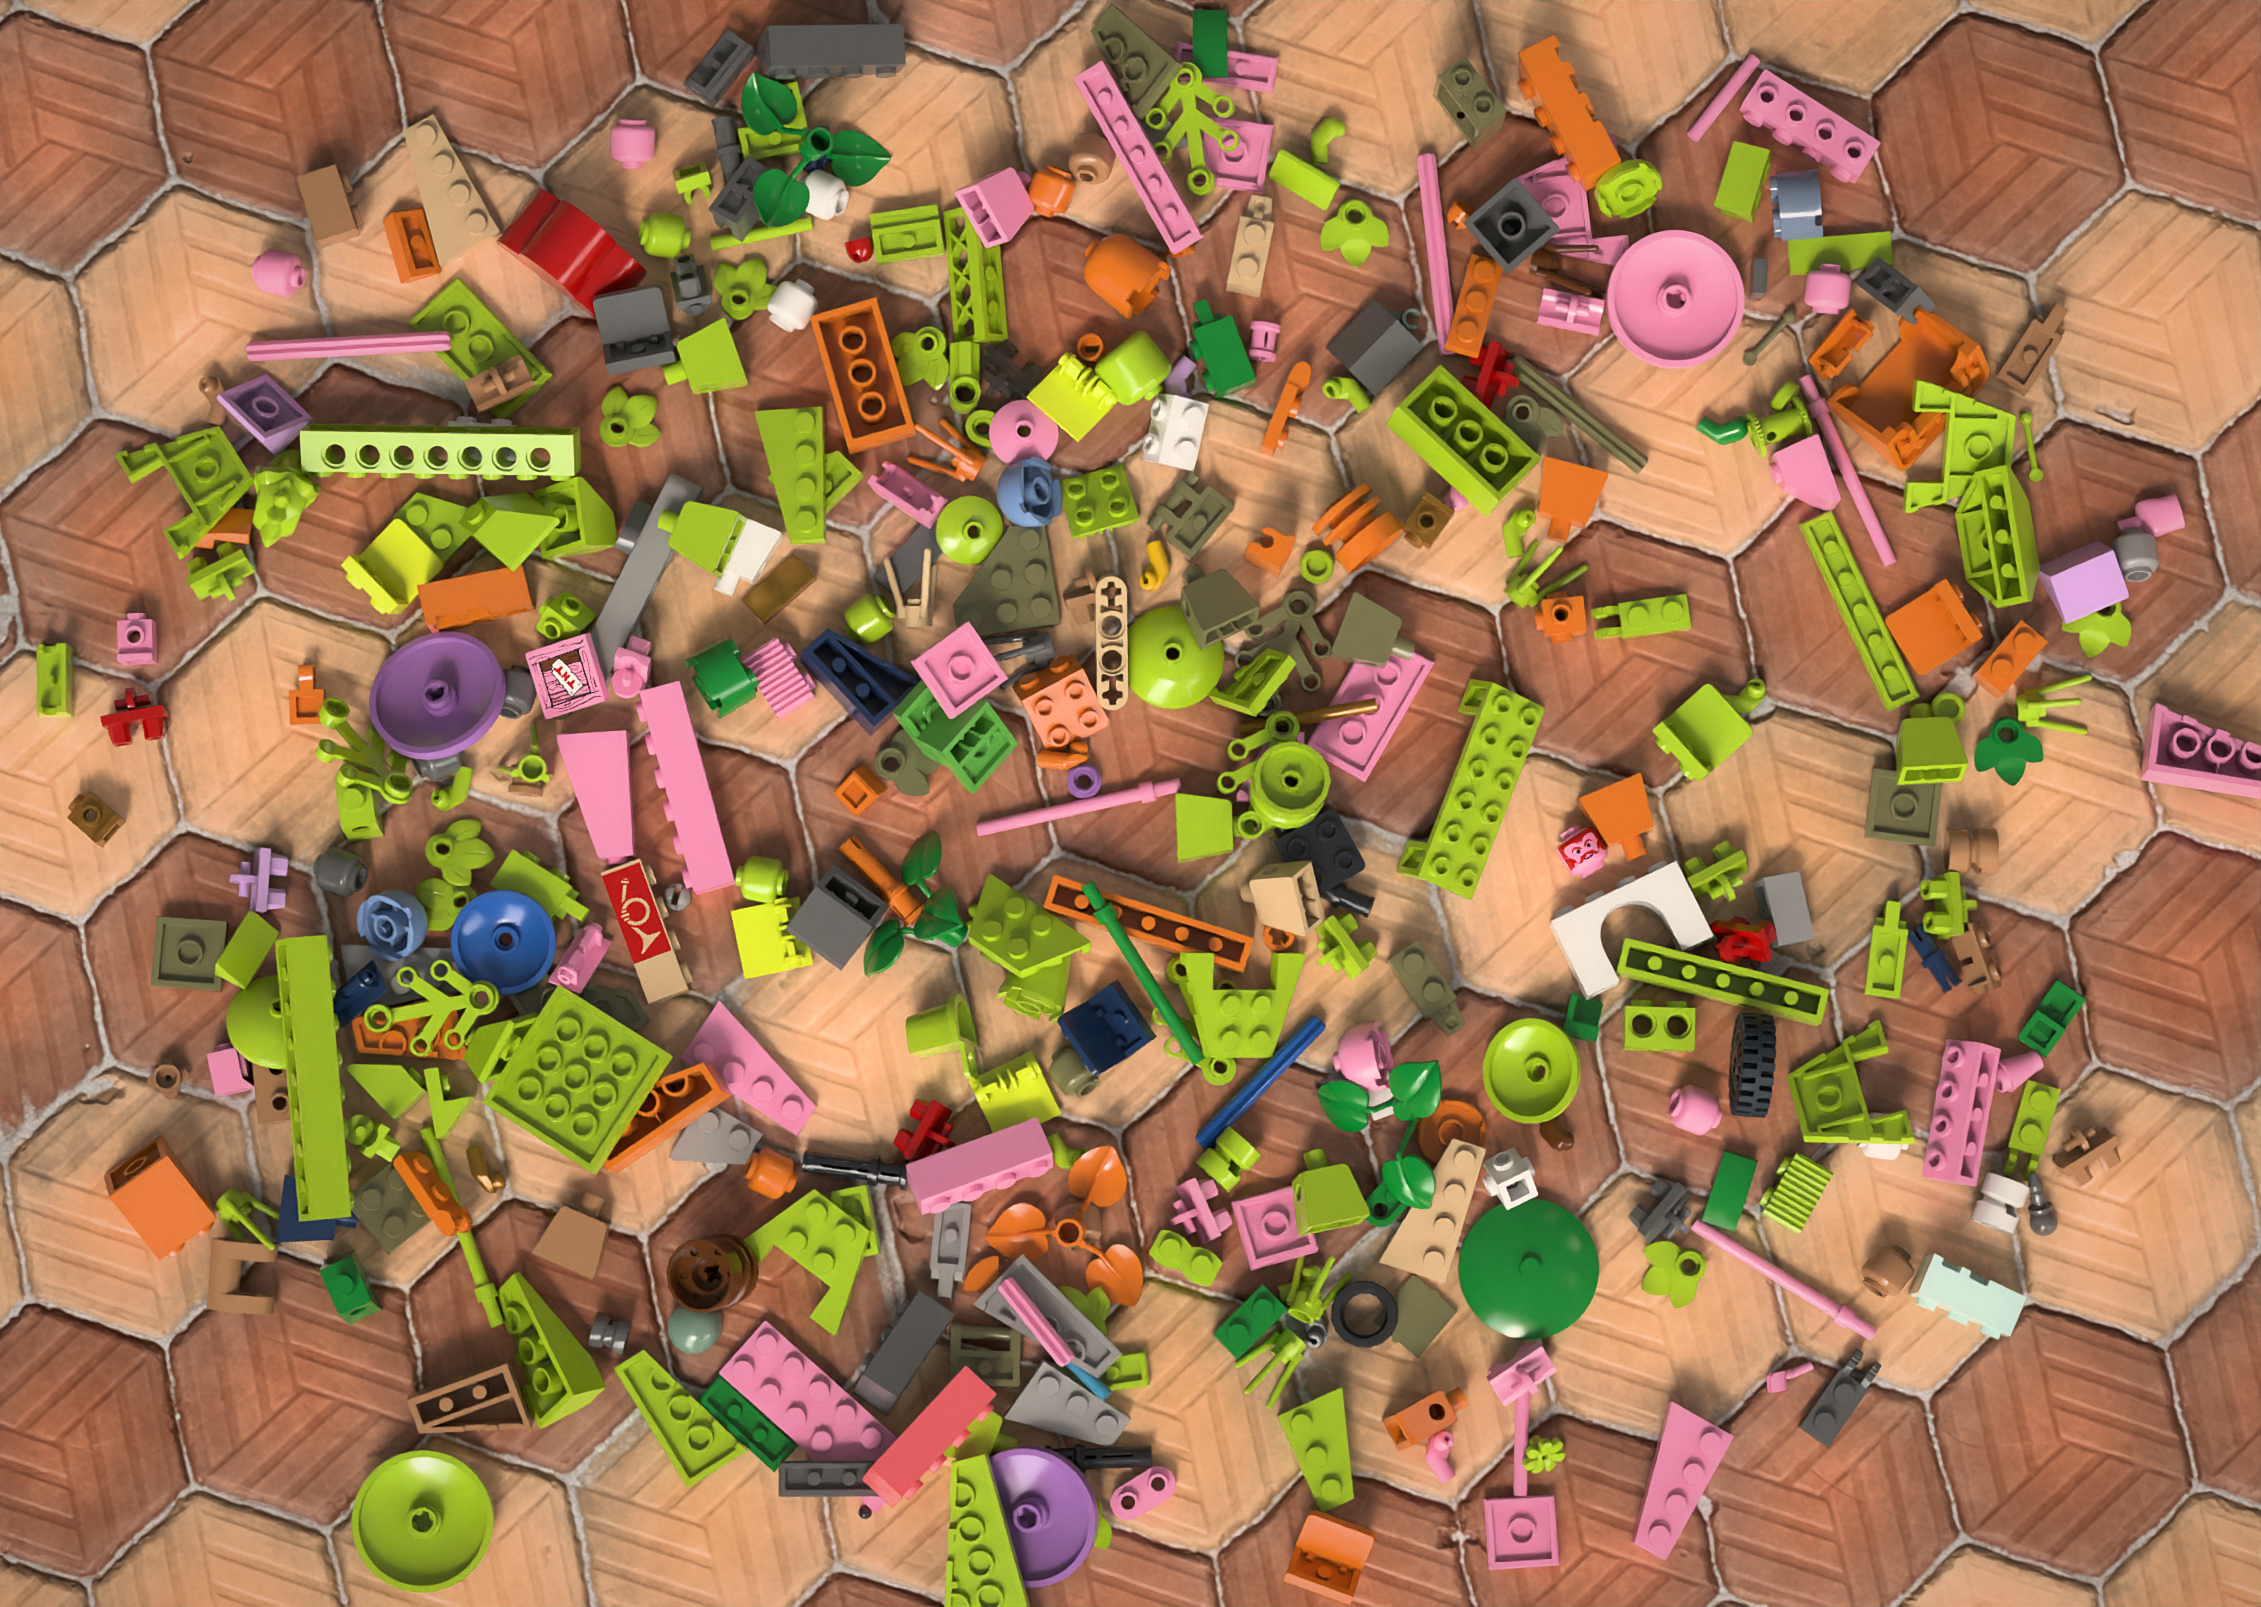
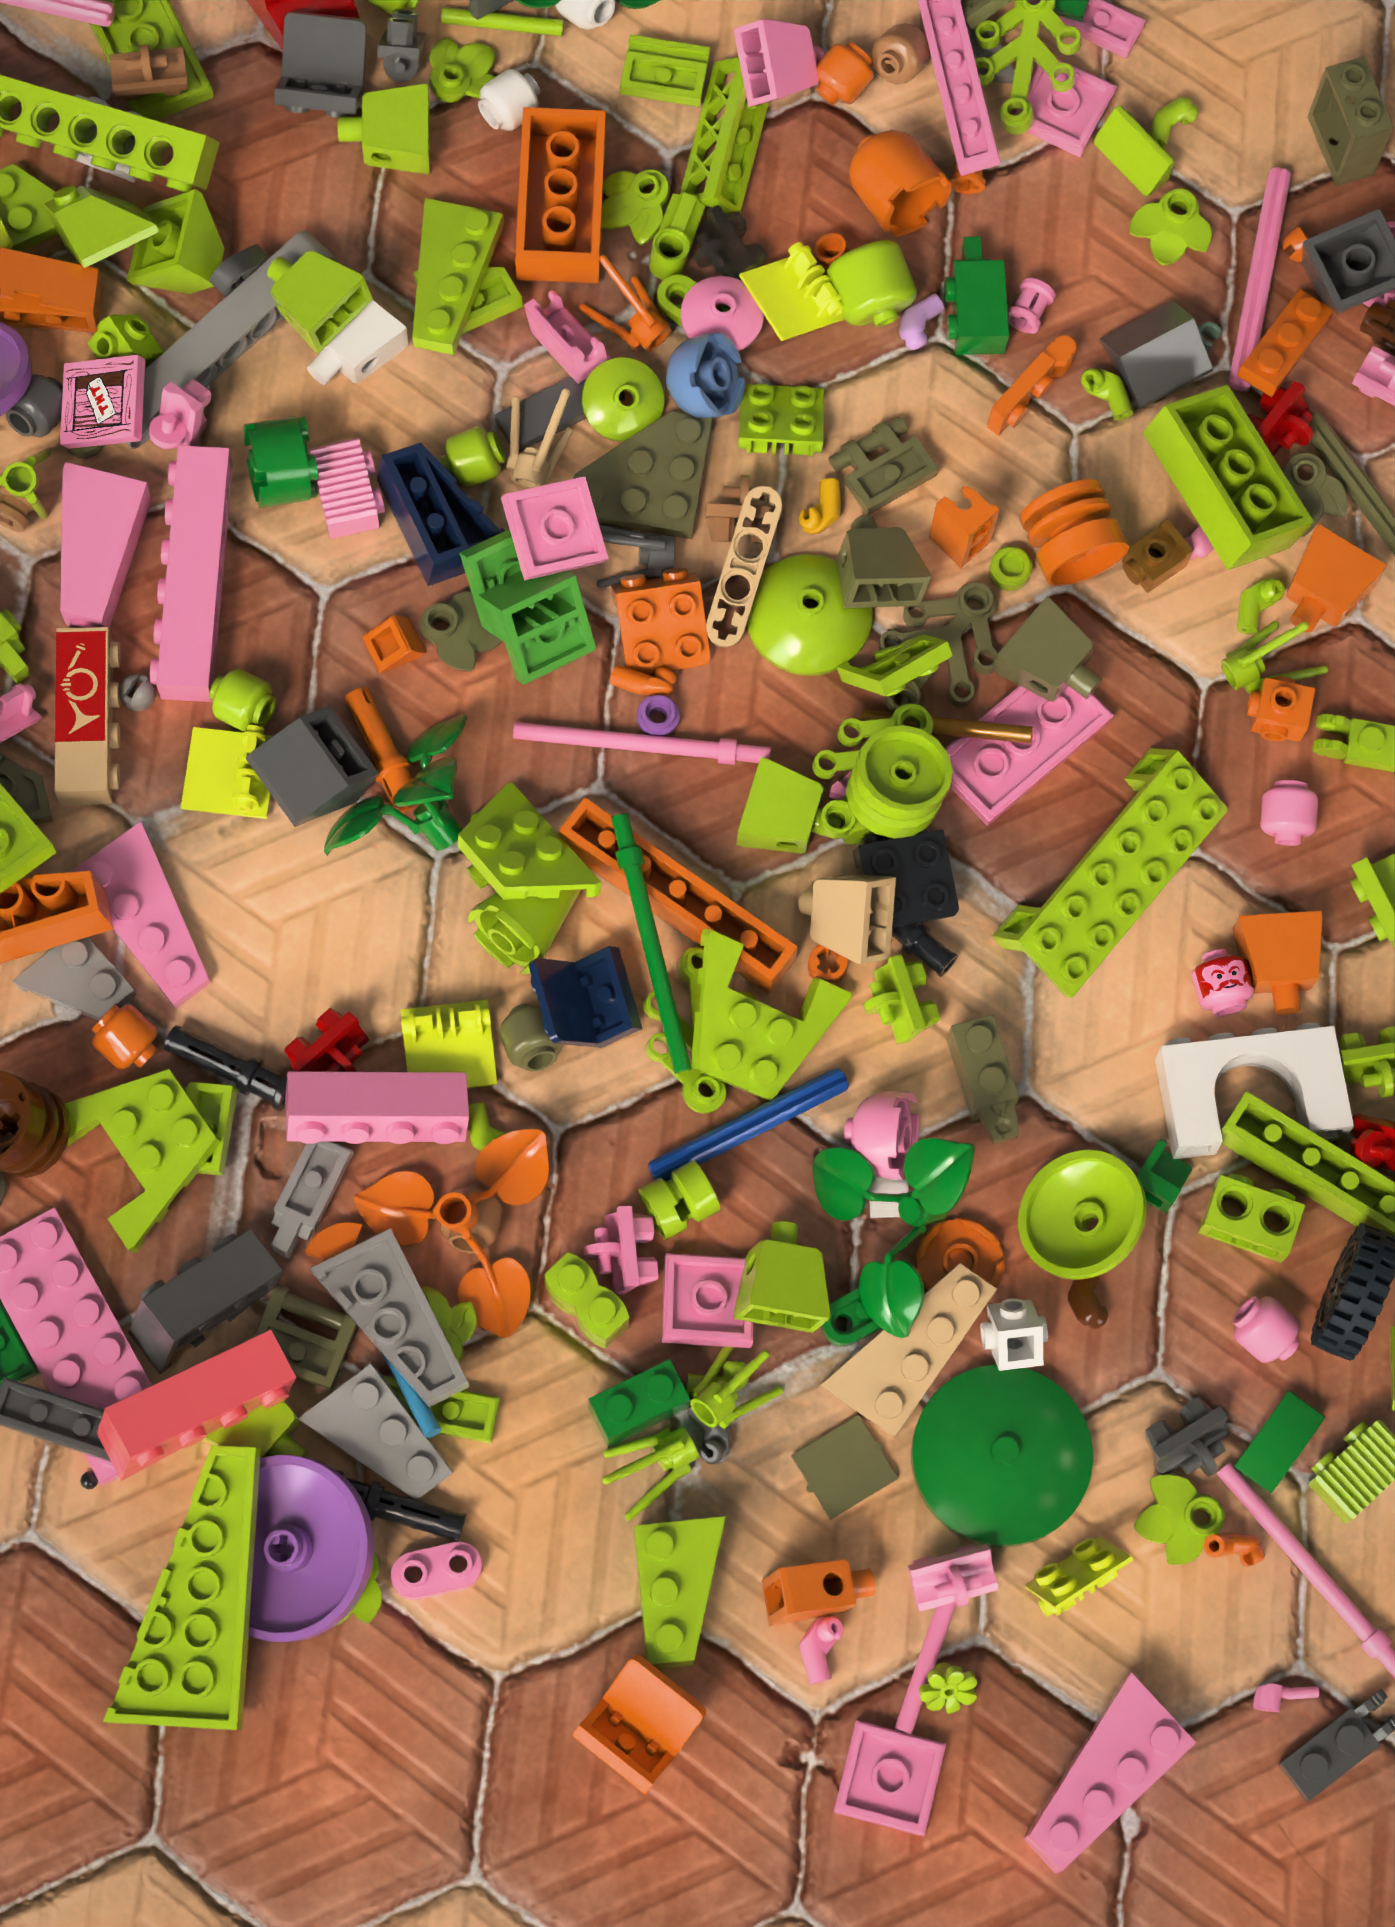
camera: 15 degrees right, 10 degrees down
(632, 415) = (283, 164): lime plate -> none
(779, 589) = (383, 397): pearl gold slope -> none
(860, 249) = (606, 68): red hinge -> none
(943, 1031) = (392, 941): lime container -> none
(1036, 1321) = (377, 1311): bright pink axle -> none
(1175, 431) = (897, 368): white bracket -> none
(1251, 248) = (1048, 204): tan hinge -> none
(1340, 1303) = (780, 1407): black tyre -> none
(1592, 698) = (1289, 812): none -> bright pink head
(1611, 1340) = (1090, 1565): none -> neon yellow hinge
(1716, 1278) = (1233, 1543): none -> orange arm

